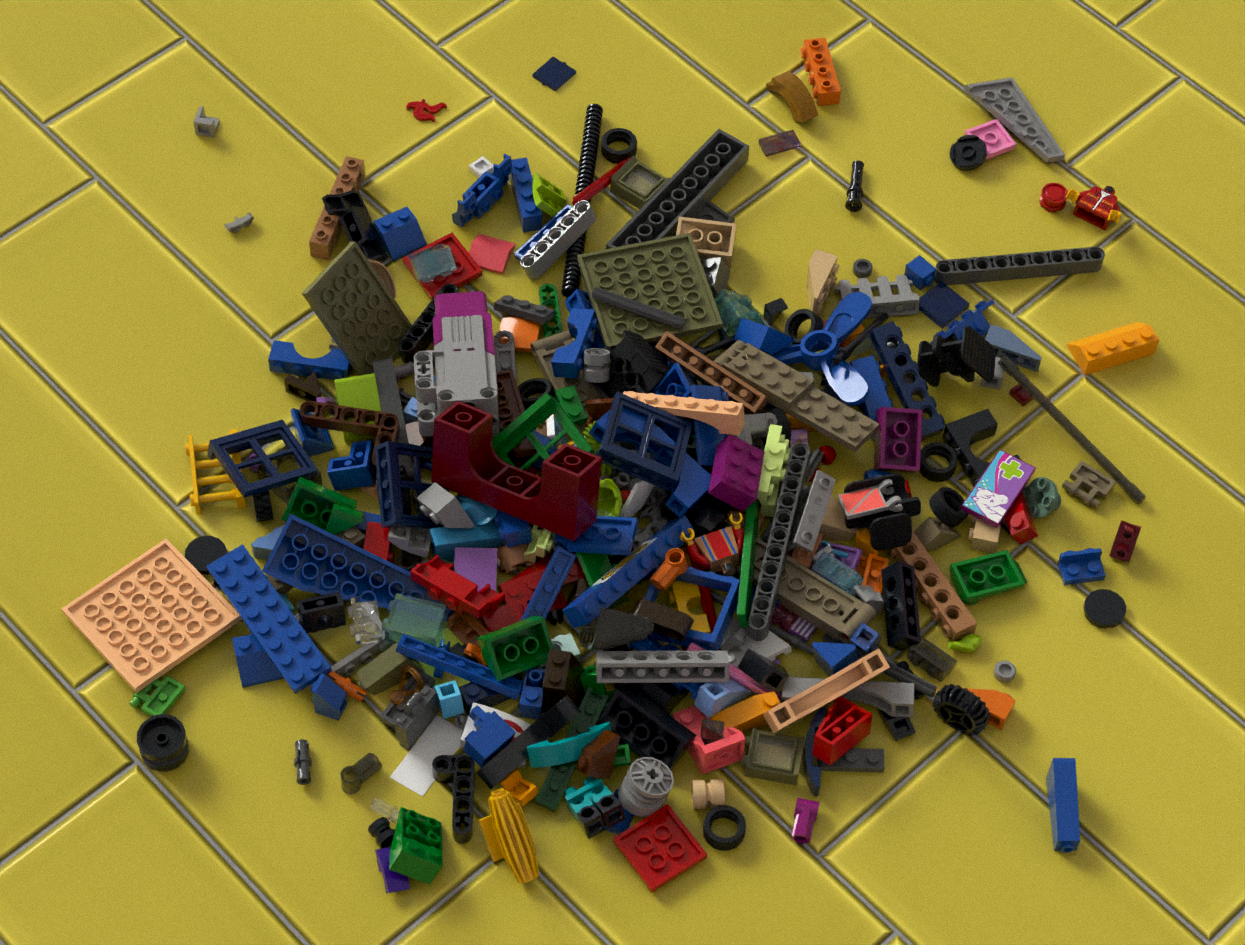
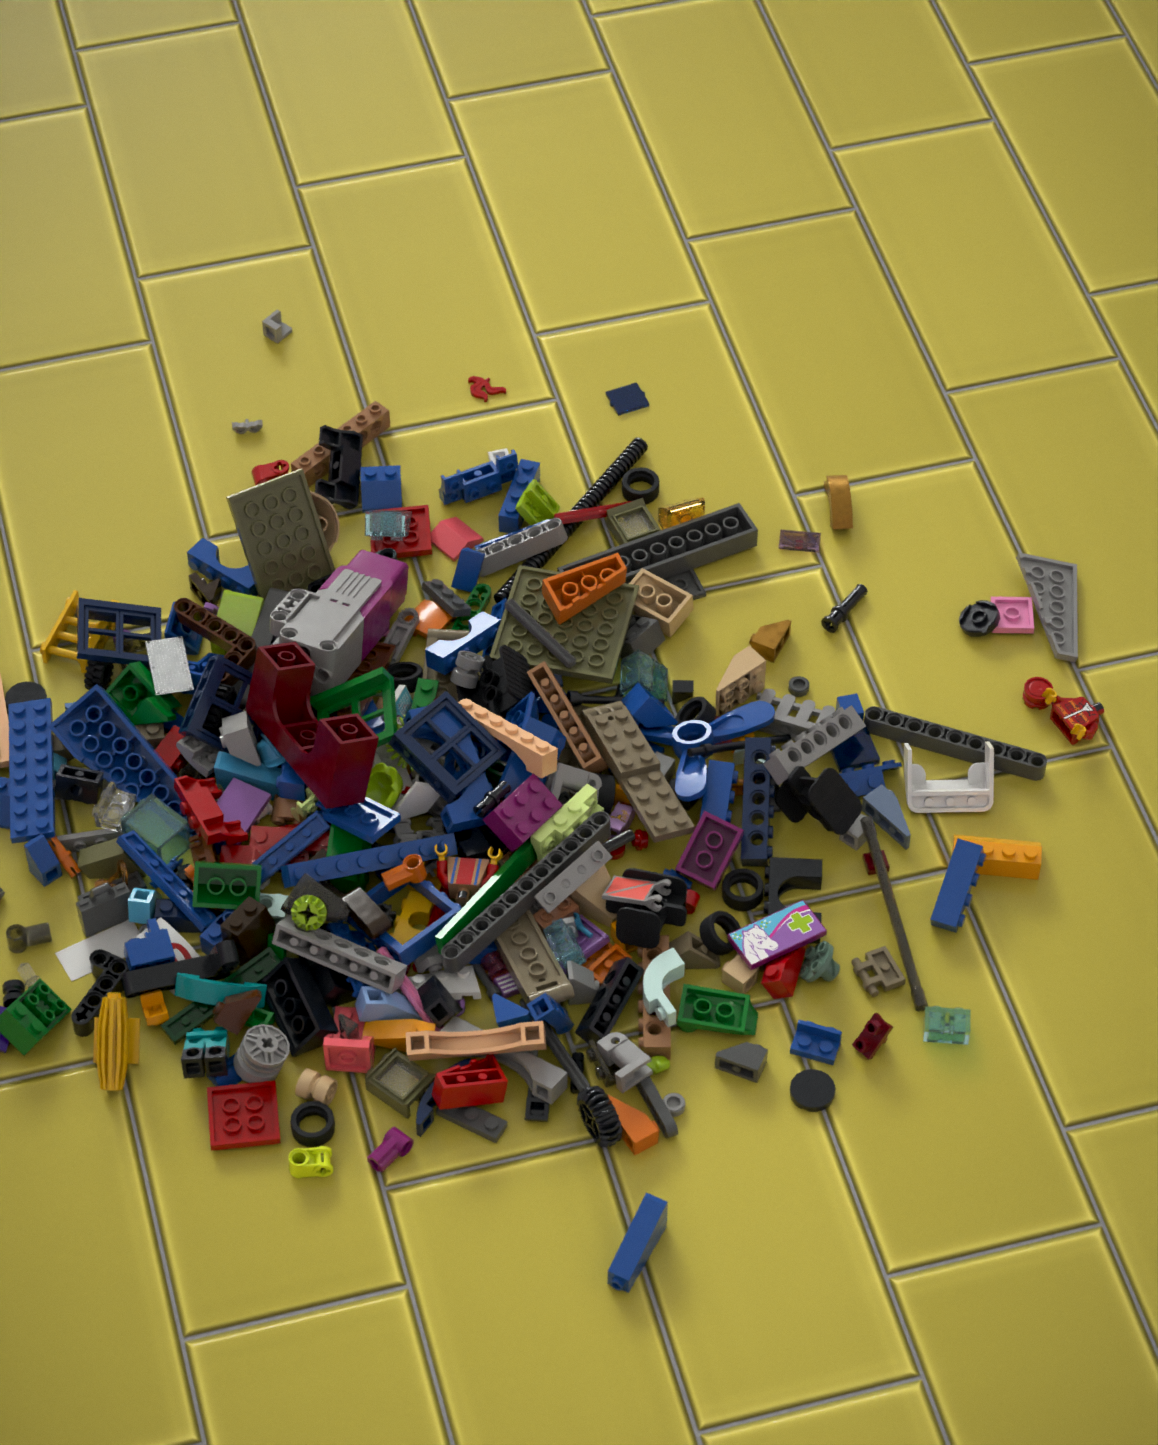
camera: 30 degrees right, 5 degrees down
(291, 261) = (269, 471): none -> red piece
(329, 469) = (169, 665): none -> sticker
(528, 277) = (468, 569): none -> blue slope
(613, 636) = (316, 906): none -> lime gear
(646, 256) = (582, 586): none -> orange wedge
(673, 156) = (681, 512): none -> clear yellow slope
(706, 471) = (491, 799): none -> black pin
(749, 860) = (311, 1162): none -> neon yellow piece
(815, 236) = (771, 639): none -> pearl gold slope
(821, 71) = (885, 489): orange brick -> none
(924, 312) = (814, 744): none -> light grey brick
(933, 577) = (659, 973): none -> light aqua arch
(951, 648) = (627, 1057): none -> light grey piece
(989, 675) = (657, 1107): none -> dark grey beam
(1038, 608) = (743, 1060): none -> dark grey slope
(1058, 304) = (938, 796): none -> white windscreen
(1108, 385) = (957, 885): none -> blue brick
(1172, 506) = (946, 1025): none -> clear light blue brick

